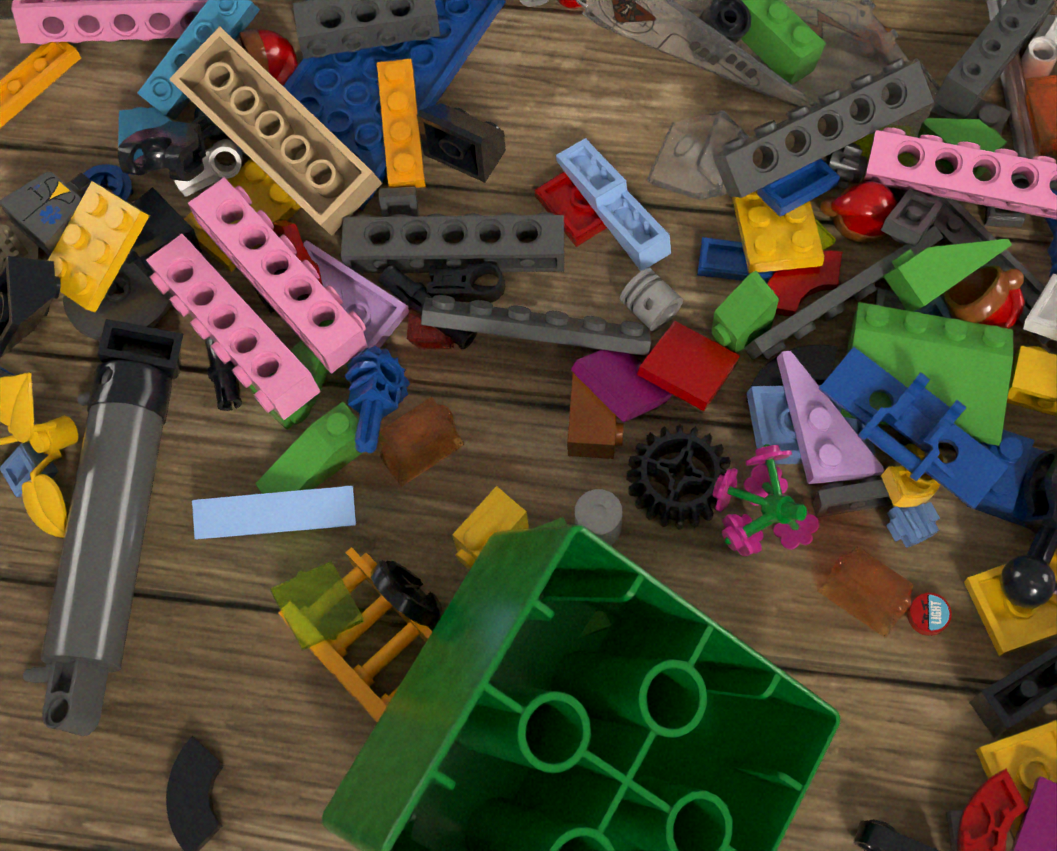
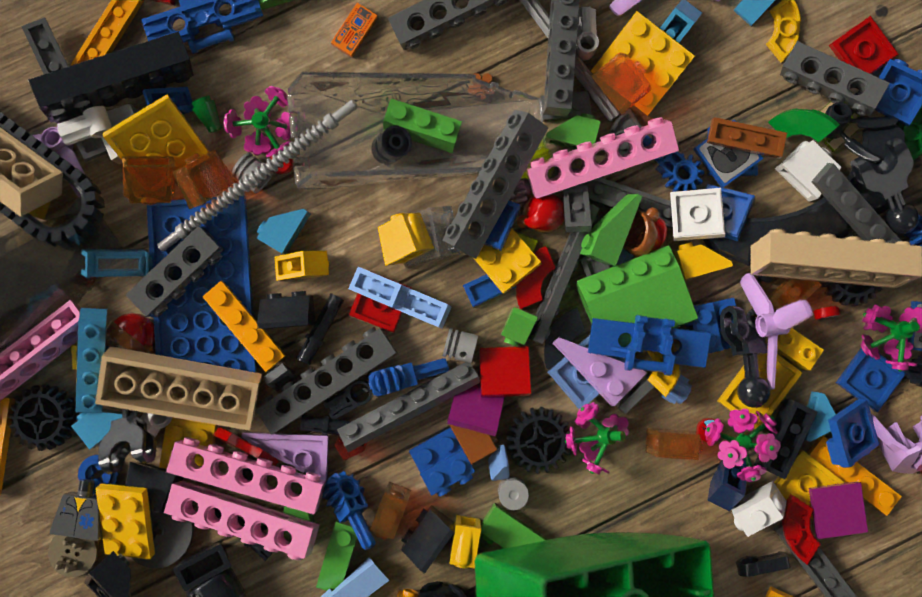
camera: 40 degrees left, 20 degrees up
(93, 83) = (40, 435): none -> black gear
(444, 503) = (427, 538): none -> black slope
(476, 190) = (318, 332): none -> black pin
(519, 102) = (301, 265): none -> yellow slope
(525, 54) = (282, 229): none -> dark azure slope
(529, 429) = (442, 462): none -> blue plate
(547, 288) = (404, 376): none -> blue gear
(606, 472) = (499, 464): none -> medium blue slope
(664, 136) = (404, 238): none -> yellow torso
(917, 695) = (726, 487): none -> dark blue slope
(942, 752) = (759, 509): none -> white torso
(952, 634) = (735, 451): none -> dark pink plant

